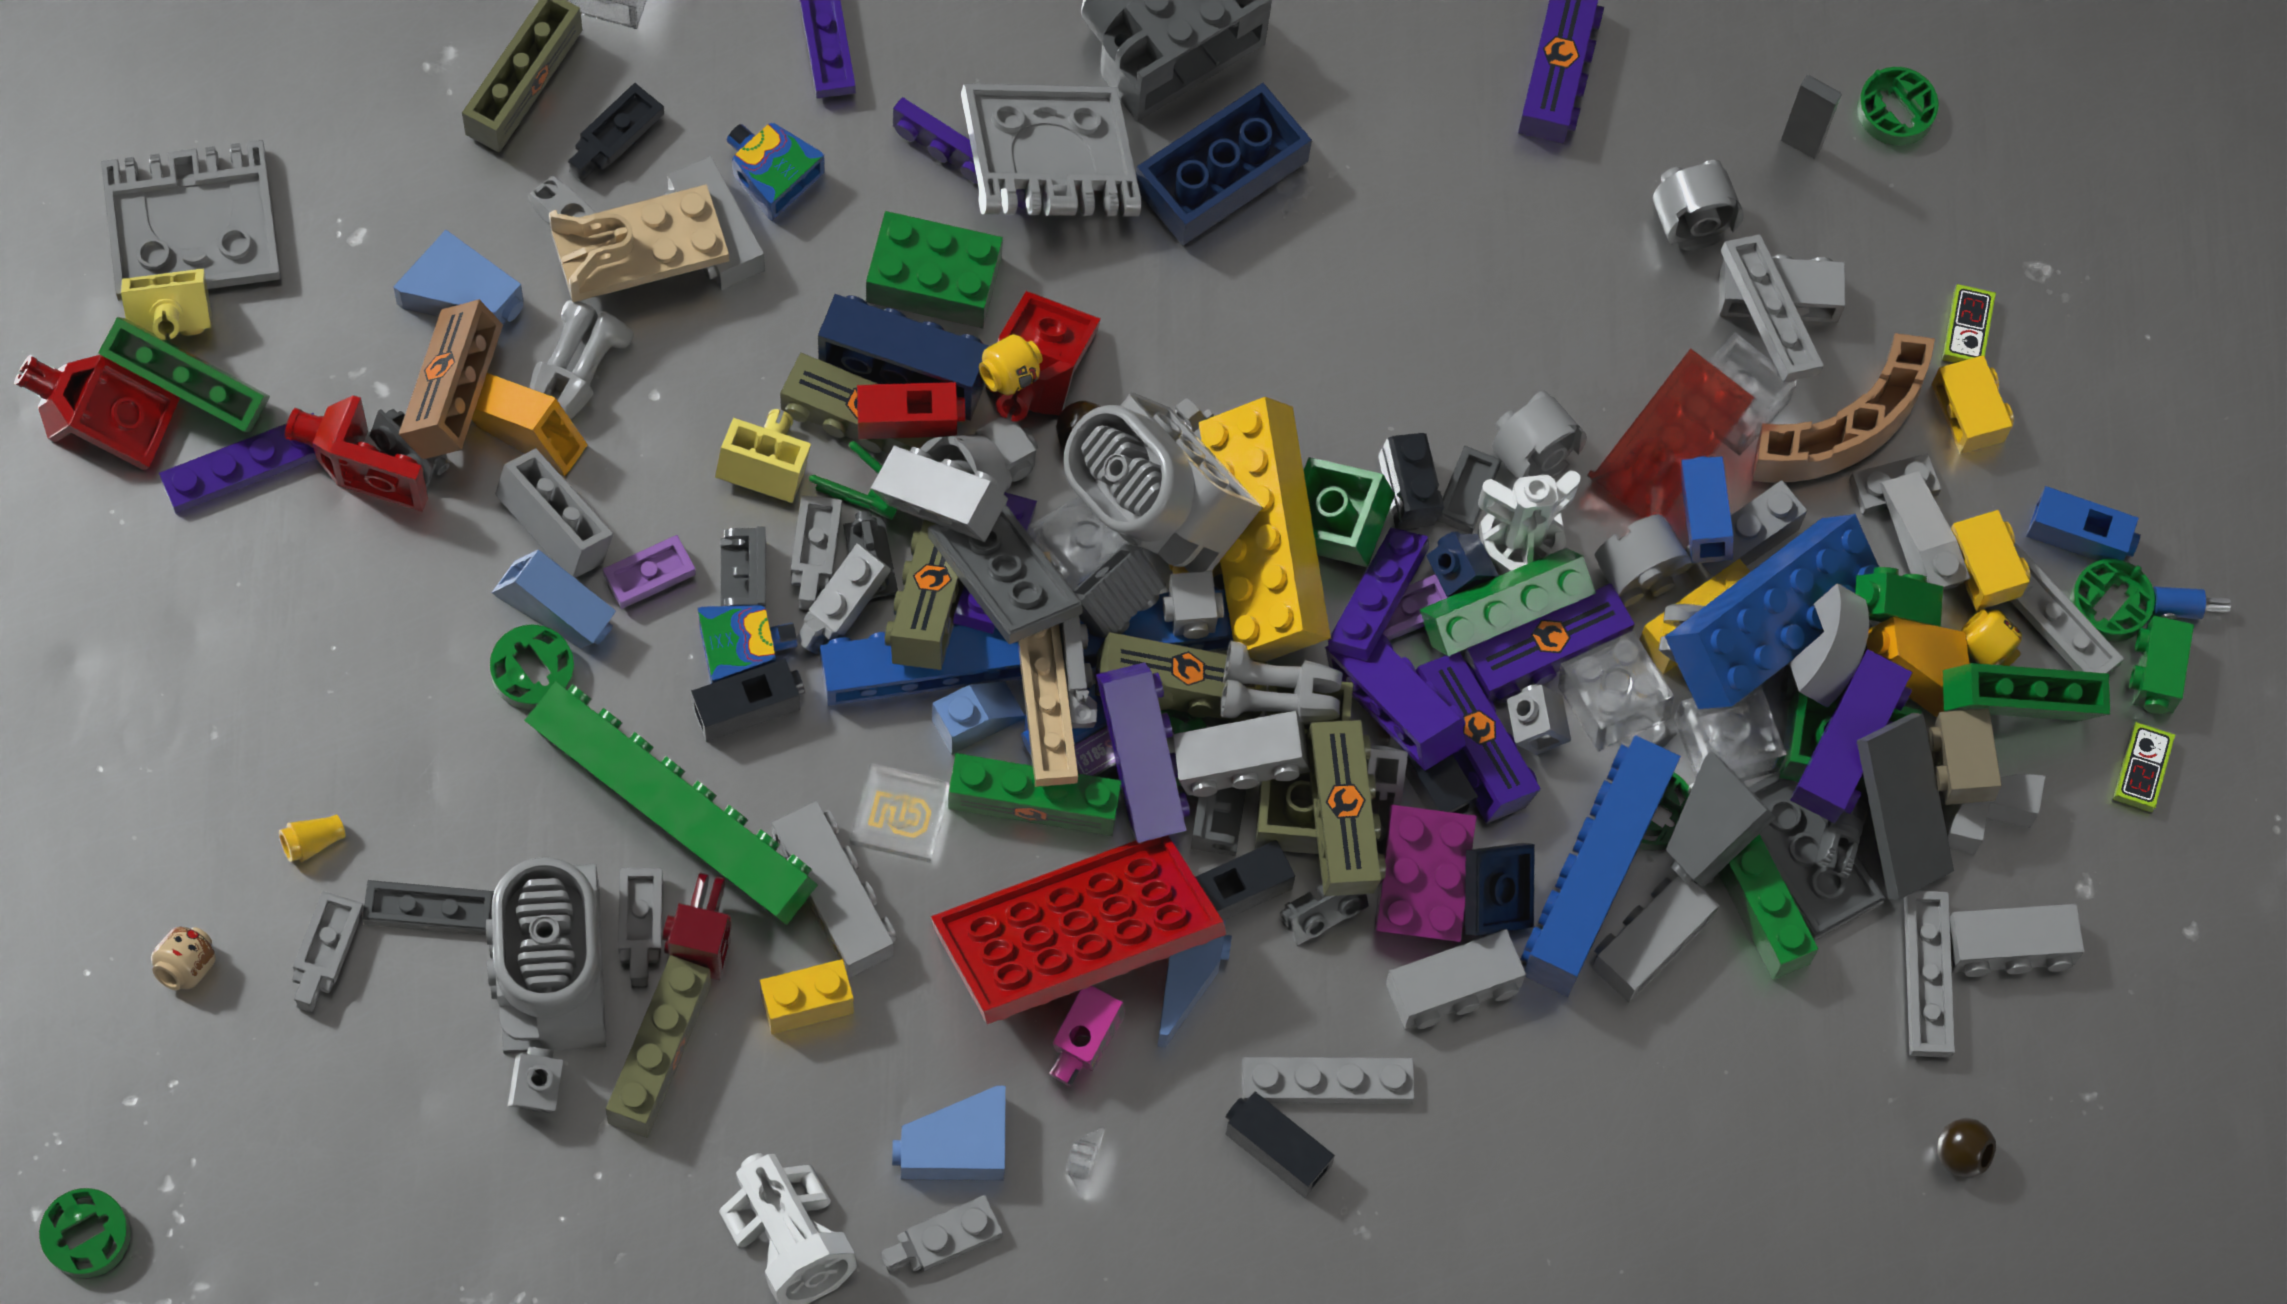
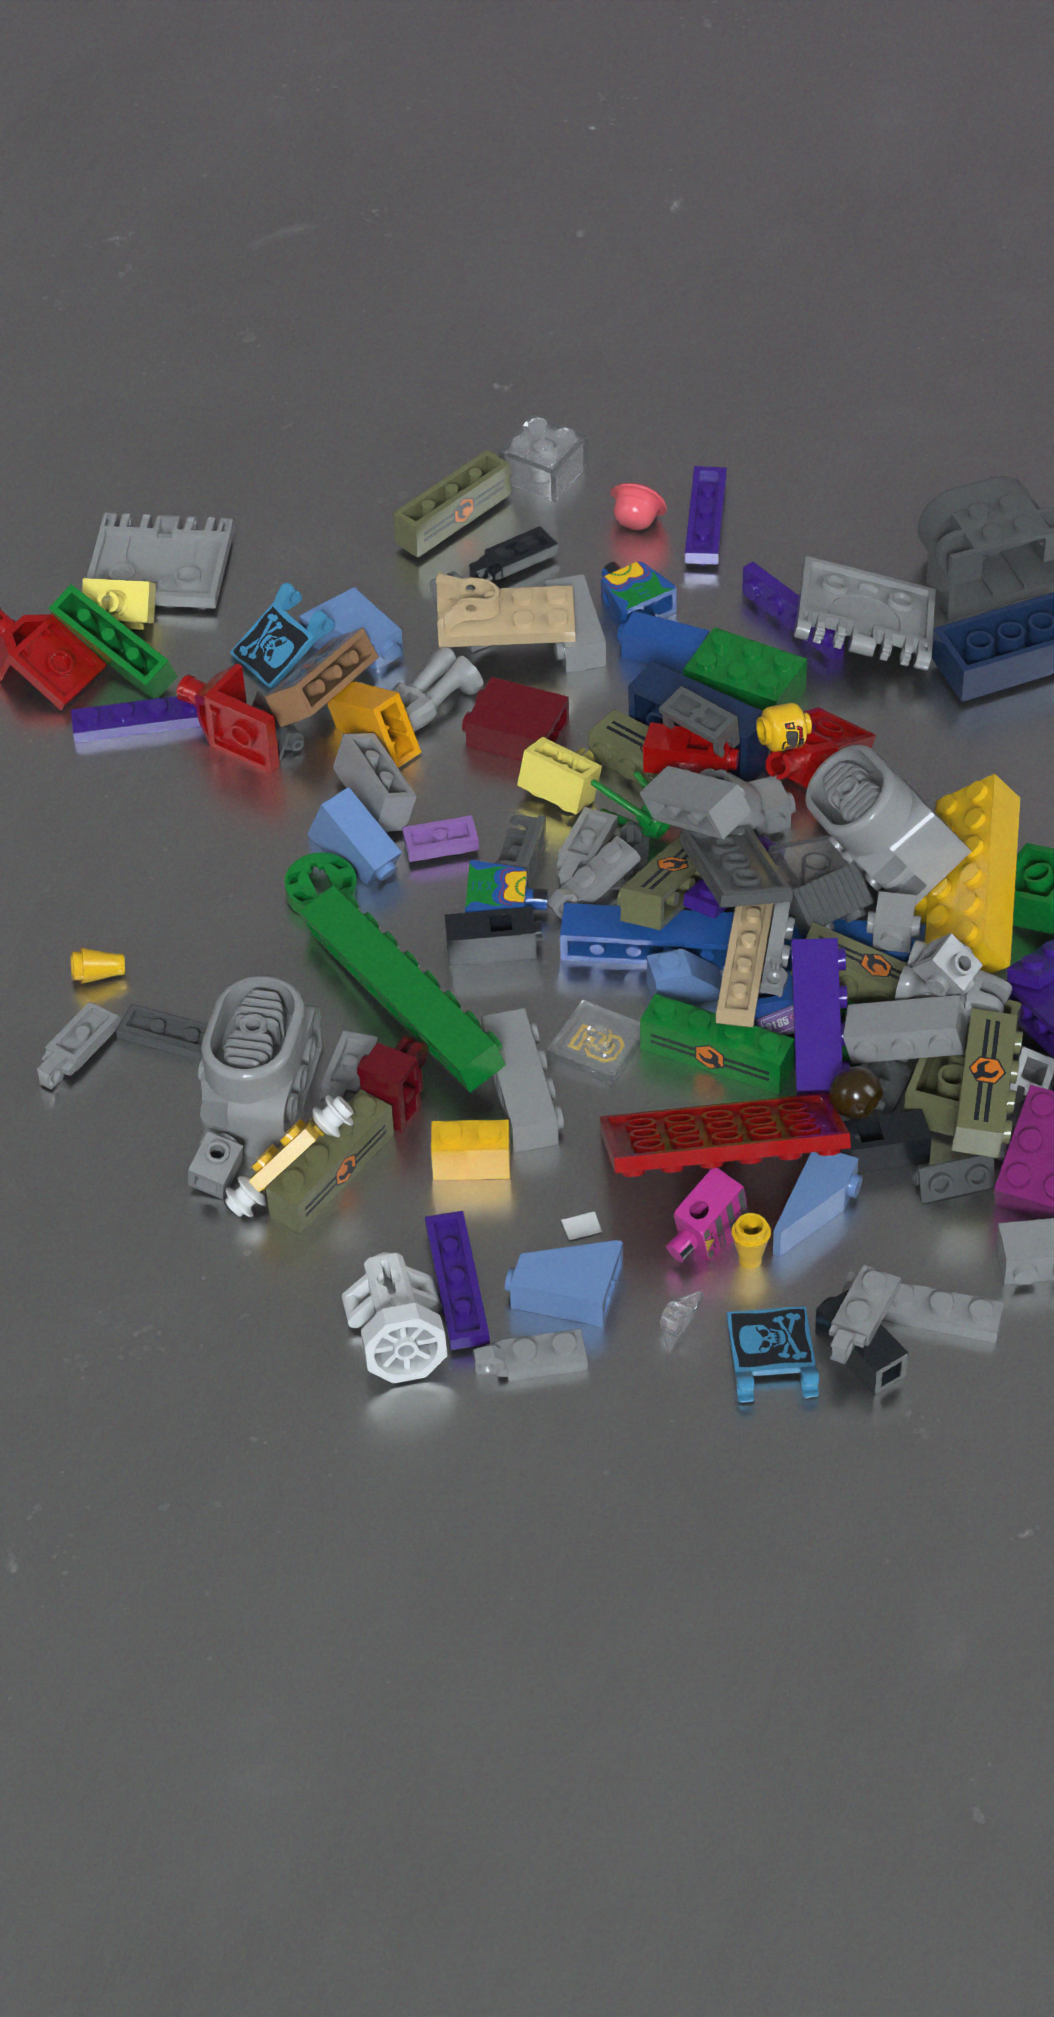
camera: 25 degrees right, 20 degrees down
(375, 327) = (278, 639): none -> flag
(618, 1062) = (294, 1143): none -> plate
(687, 384) = (513, 717): none -> dark red brick
(741, 34) = (637, 505): none -> coral hat
(826, 232) = (659, 640): none -> blue brick
(837, 1164) = (457, 1280): none -> dark purple plate
(919, 384) = (701, 718): none -> dark grey hinge
(947, 1057) = (581, 1226): none -> white sticker
(1139, 1038) = (750, 1238): none -> yellow cone
(1185, 1164) = (771, 1345): none -> flag
(1205, 844) = (855, 1092): none -> dark brown piece
(1276, 680) = (948, 966): none -> light grey brick
(1278, 1119) = (862, 1311): none -> light grey hinge

